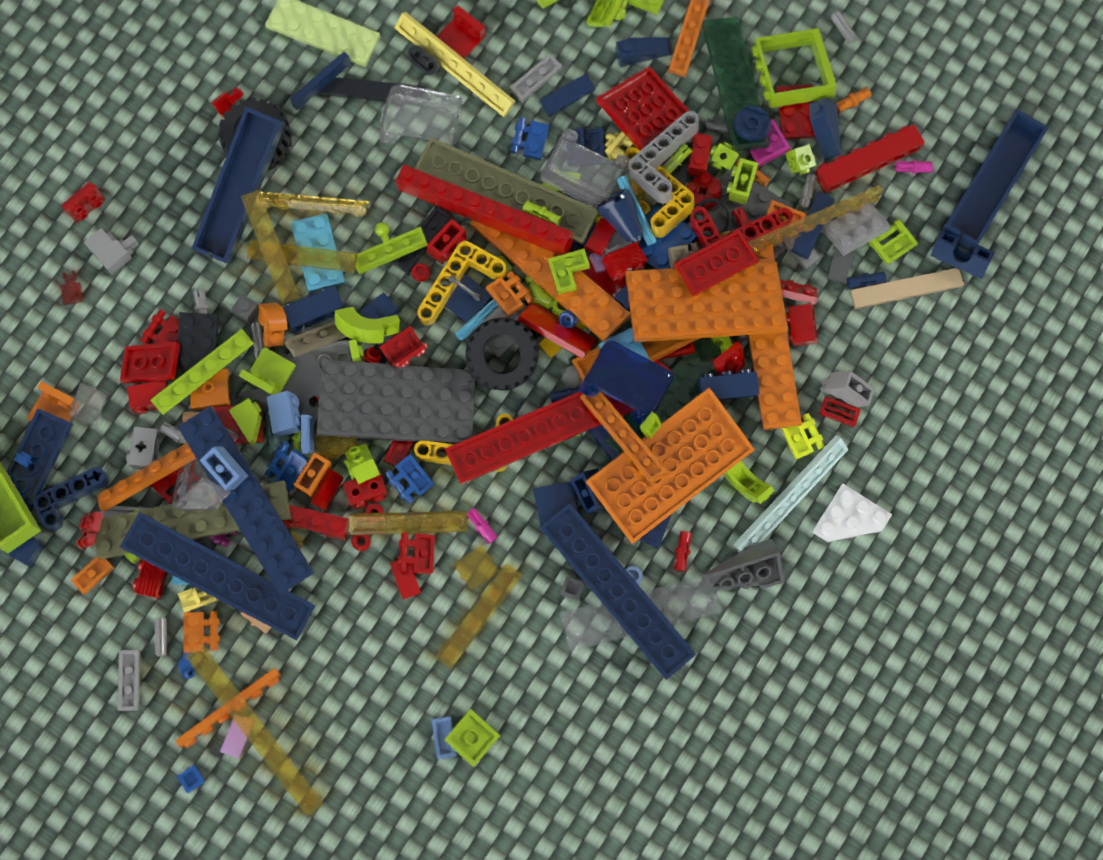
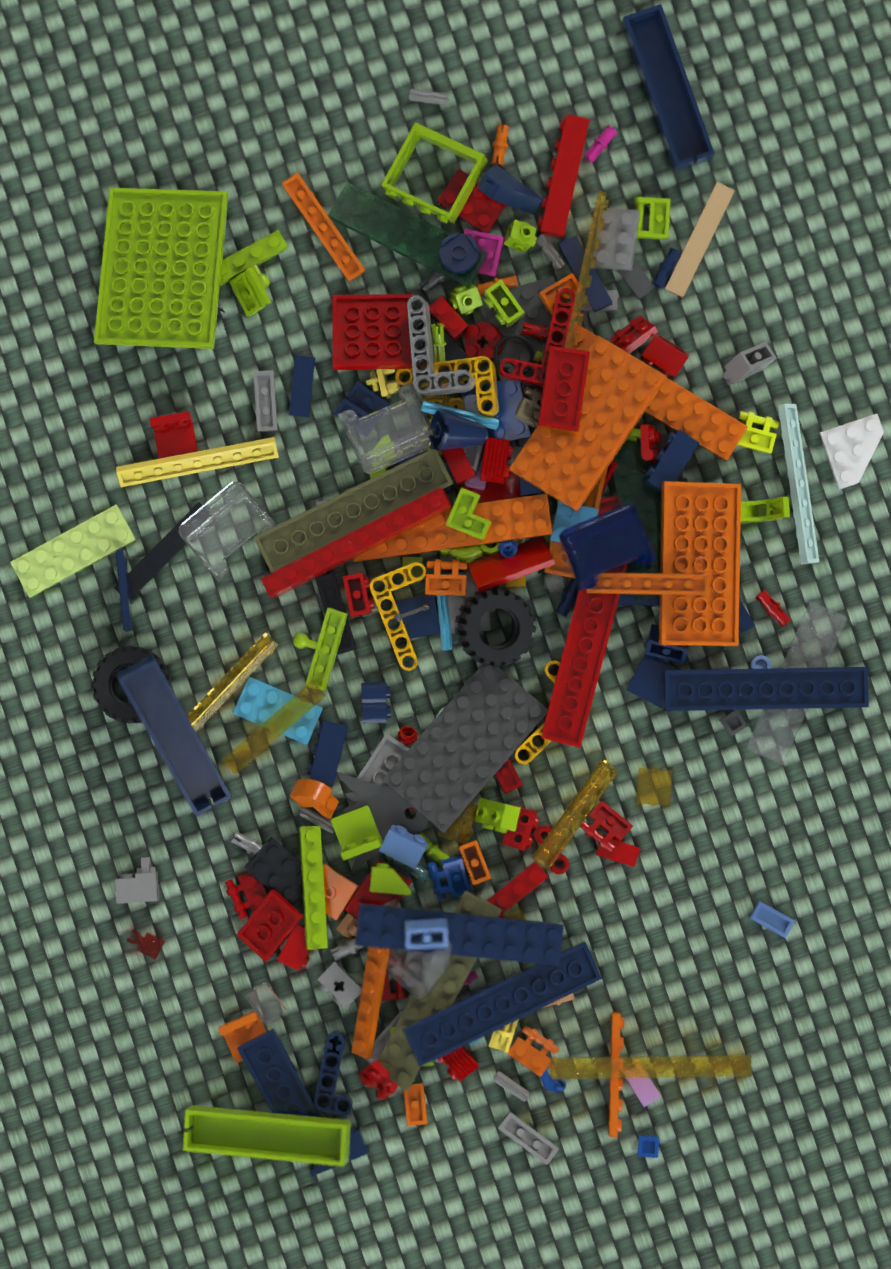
camera: 50 degrees left, 10 degrees up
(23, 459) = (275, 1091): blue plate -> none
(83, 202) = (74, 877): red bracket -> none
(225, 100) = (77, 687): red plate -> none
(245, 309) = (283, 809): dark grey brick -> none
(270, 246) = (247, 748): clear yellow tile -> none
(307, 434) = (436, 840): medium blue tile -> none
(314, 339) = (360, 762): dark tan plate -> none
(326, 489) = (494, 859): red tile -> none
(356, 350) = (396, 745): lime plate -> none
(365, 329) = (384, 725): lime arch -> none
(403, 347) = (424, 704): red bracket -> none
(414, 476) = (538, 779): blue plate -> none
(420, 272) = (364, 637): red plate -> none
(424, 61) = (173, 485): black plate -> none
(471, 737) = (790, 898): lime plate -> none
(478, 616) = (696, 816): clear yellow plate -> none
(482, 526) = (624, 755): dark pink axle -> none
(535, 141) = (321, 446): blue plate -> none
(542, 213) = (401, 497): lime pin -> none
(641, 49) = (312, 288): dark blue slope -> none
(650, 425) = (659, 556): lime tile -> none
(754, 566) = (831, 561): dark grey wedge -> none
(837, 418) = (744, 392): red tile -> none
(947, 250) = (725, 167): dark blue arch -> none

